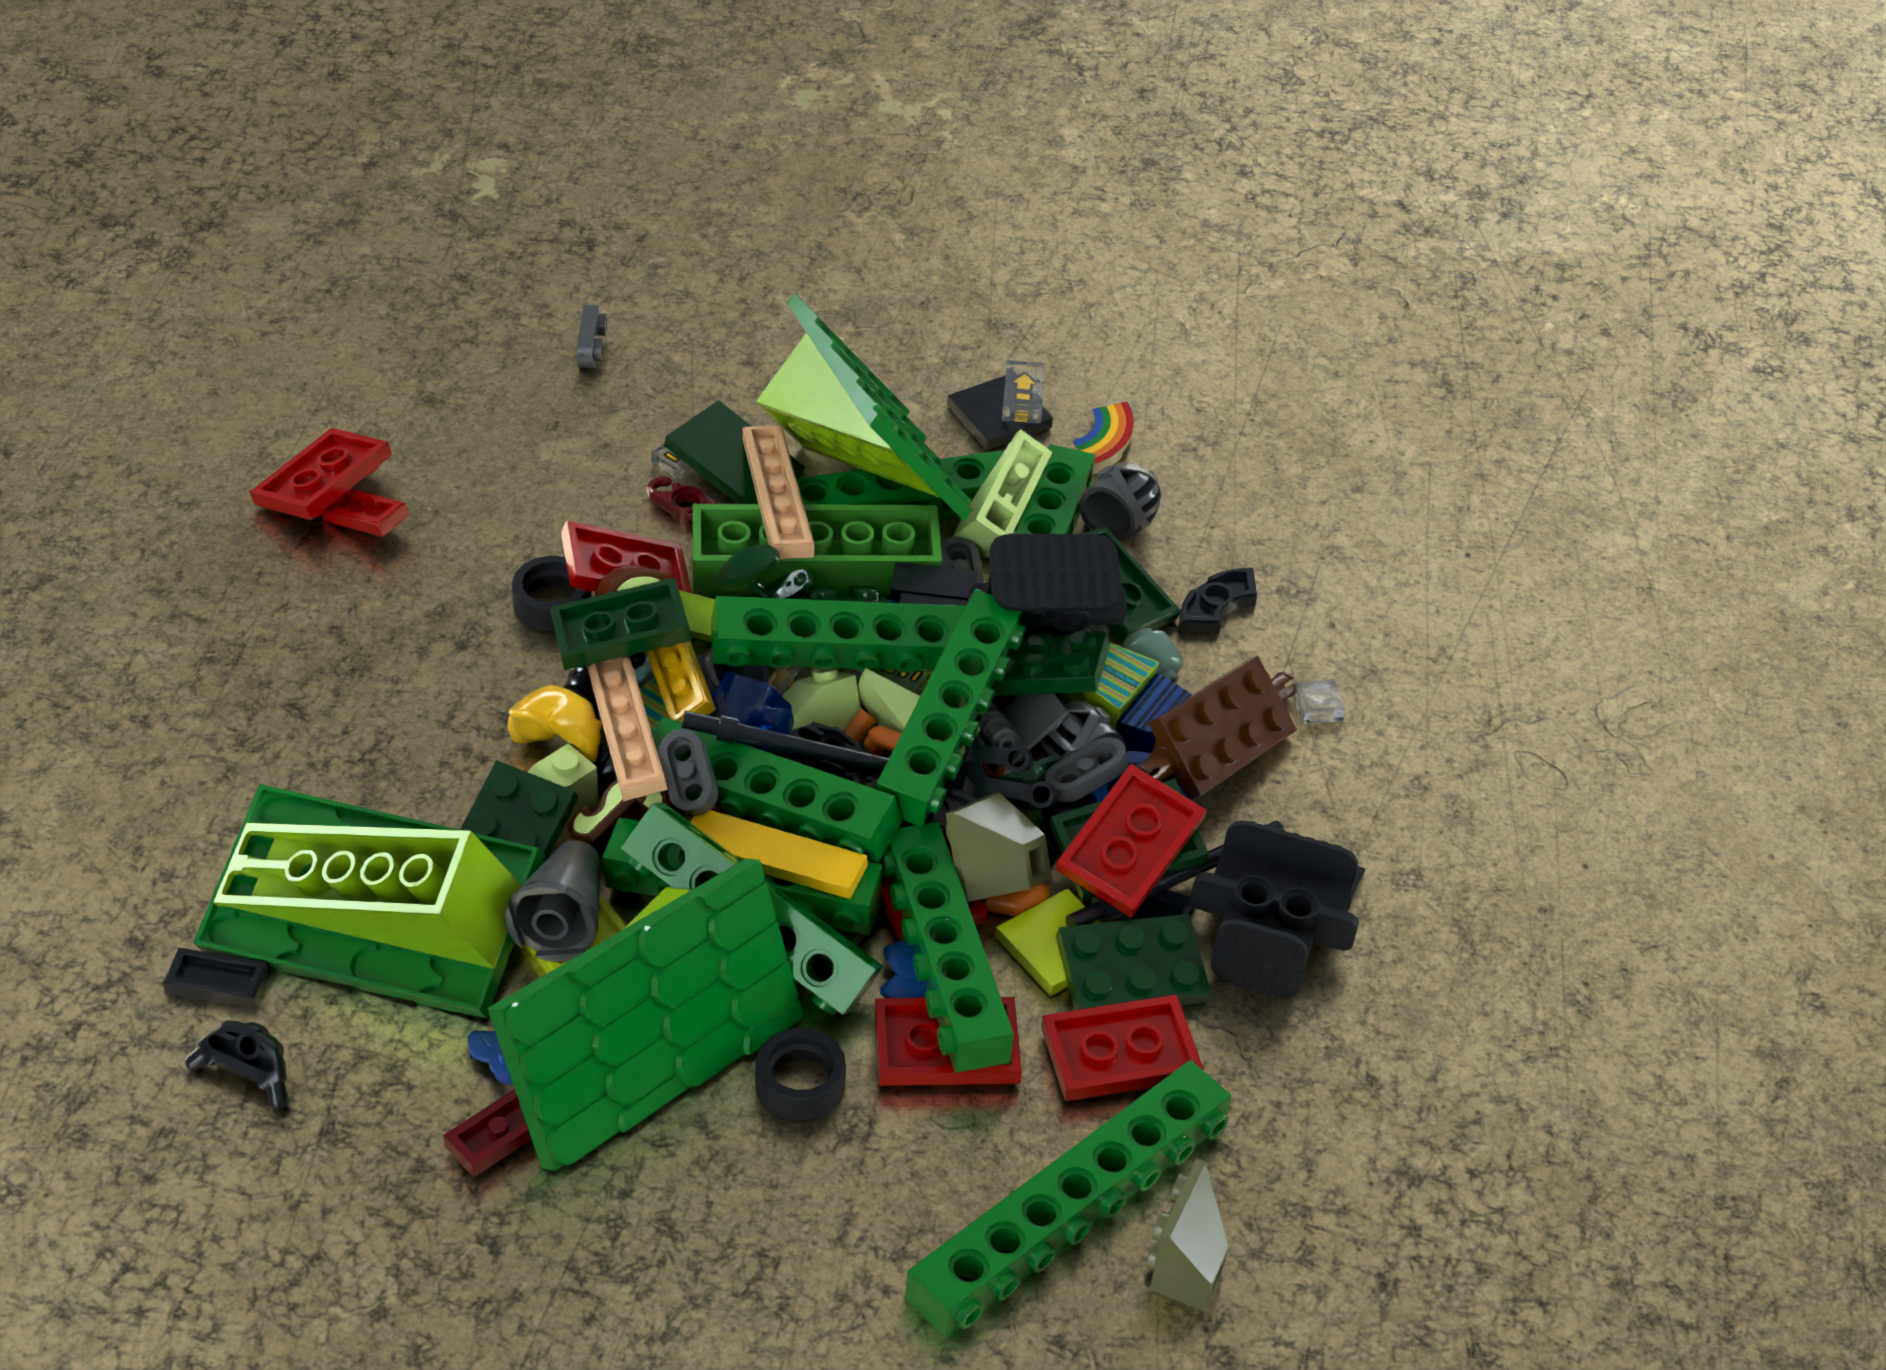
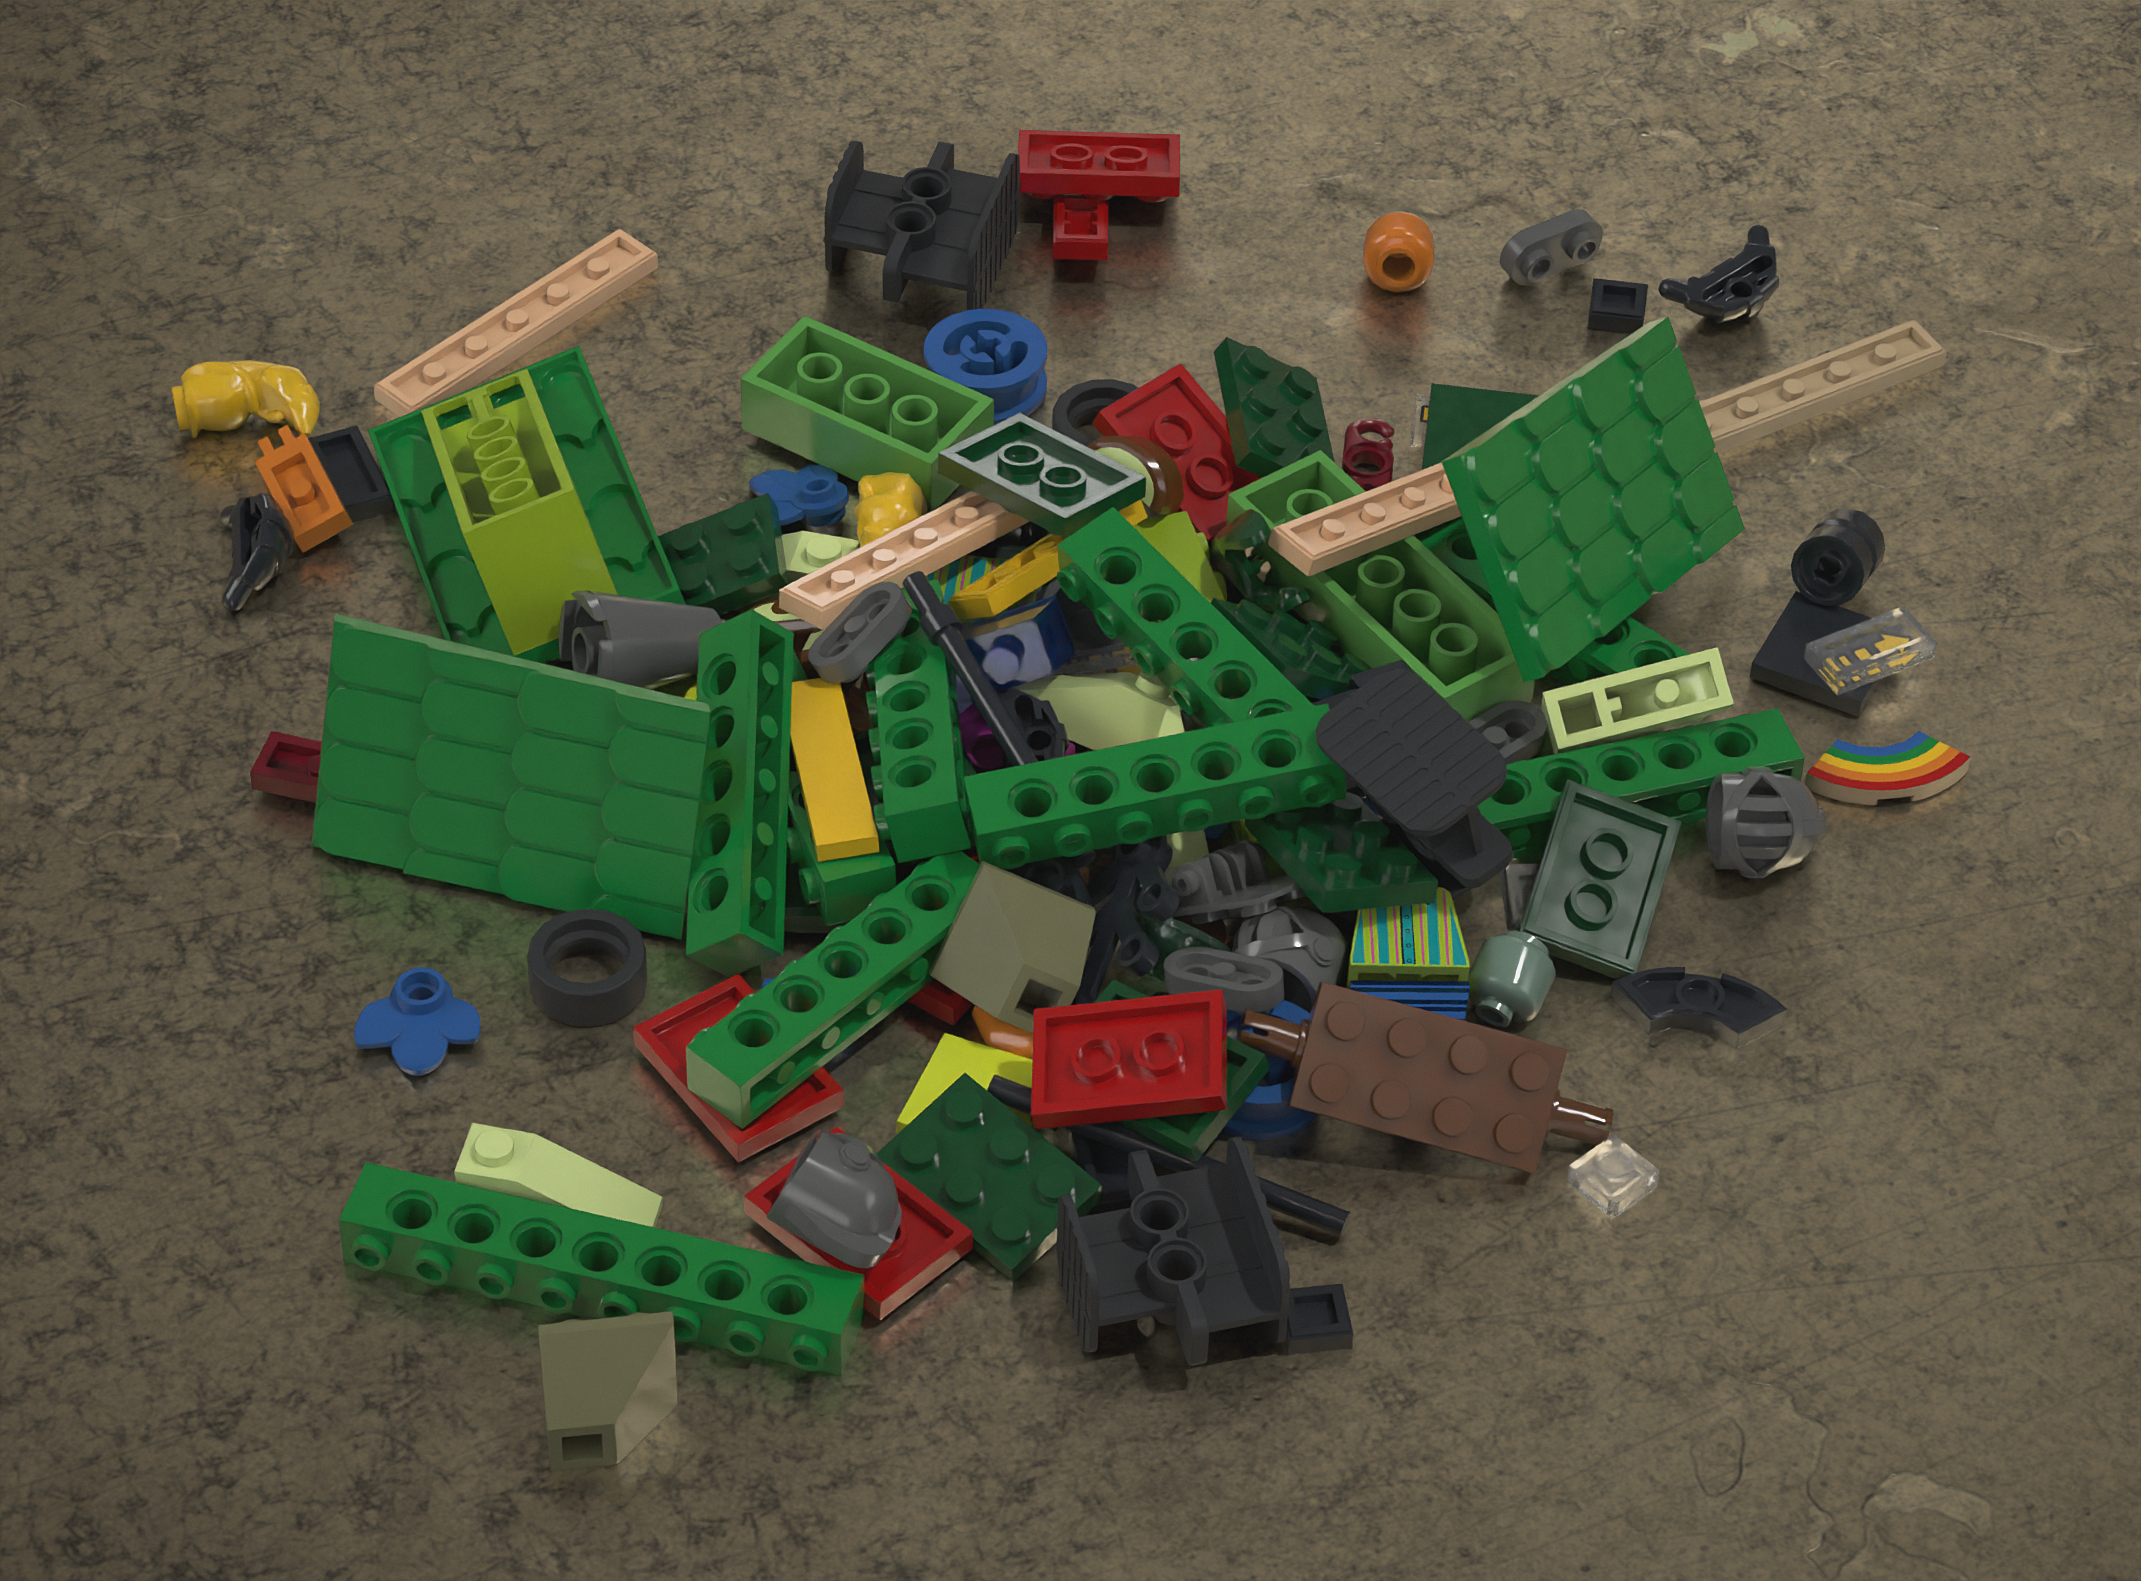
camera: 60 degrees right, 0 degrees up
(85, 990) = (226, 393): none -> yellow animal
(162, 822) = (518, 324): none -> light nougat tile
(209, 1002) = (302, 489): none -> orange hinge
(307, 567) = (929, 224): none -> black piece
(440, 686) = (859, 407): none -> bright green brick
(443, 599) = (992, 355): none -> blue wheel
(466, 760) = (807, 495): none -> blue plate
(531, 395) = (1398, 252): none -> orange head
(627, 514) = (1269, 409): none -> dark green plate
(654, 341) = (1617, 306): none -> black tile
(695, 286) = (1733, 287): none -> black piece
(777, 1193) = (418, 1021): none -> blue plate
(796, 276) = (1821, 384): none -> tan tile
(950, 362) = (1838, 557): none -> black wheel
(978, 1186) = (548, 1173): none -> yellowish green slope
(1138, 1033) = (840, 1200): none -> dark grey helmet

